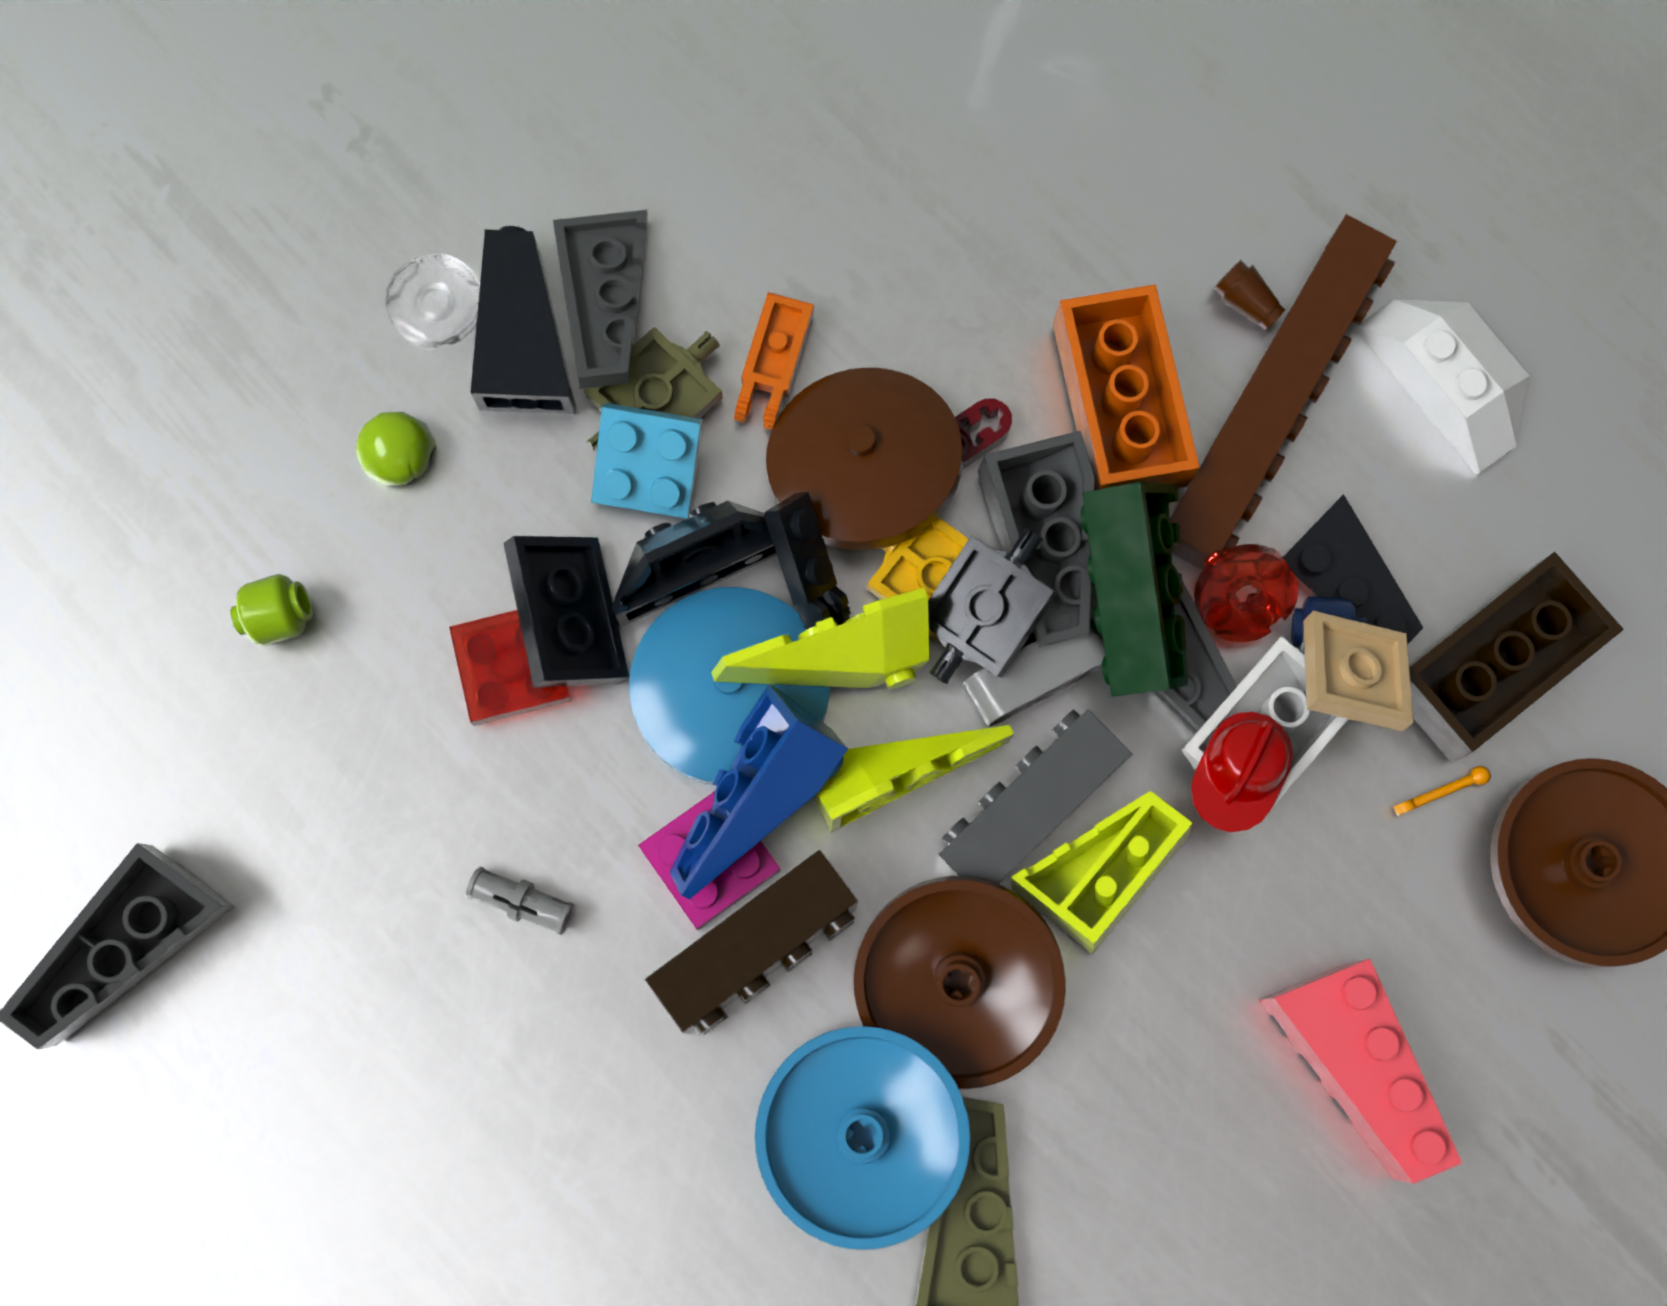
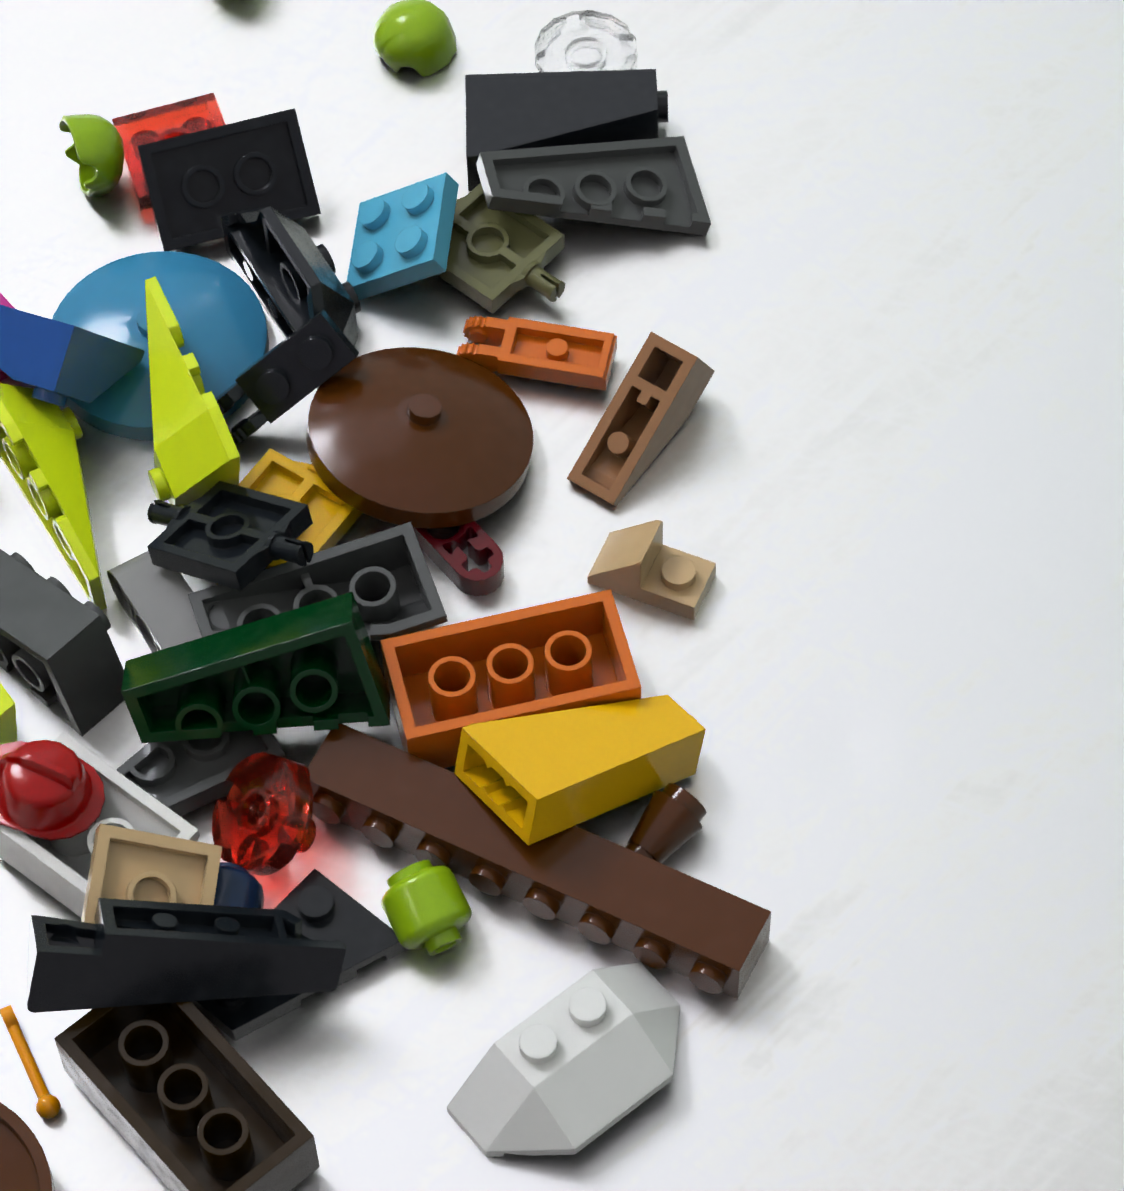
camera: 90 degrees right, 20 degrees down
(516, 735) = (97, 151): none -> lime hair
(856, 278) = (641, 418): none -> medium nougat slope
(1000, 288) = (646, 570): none -> tan slope
(1221, 343) = (577, 762): none -> yellow slope
(1321, 474) = (426, 907): none -> lime head
(1413, 653) = (173, 956): none -> black wedge

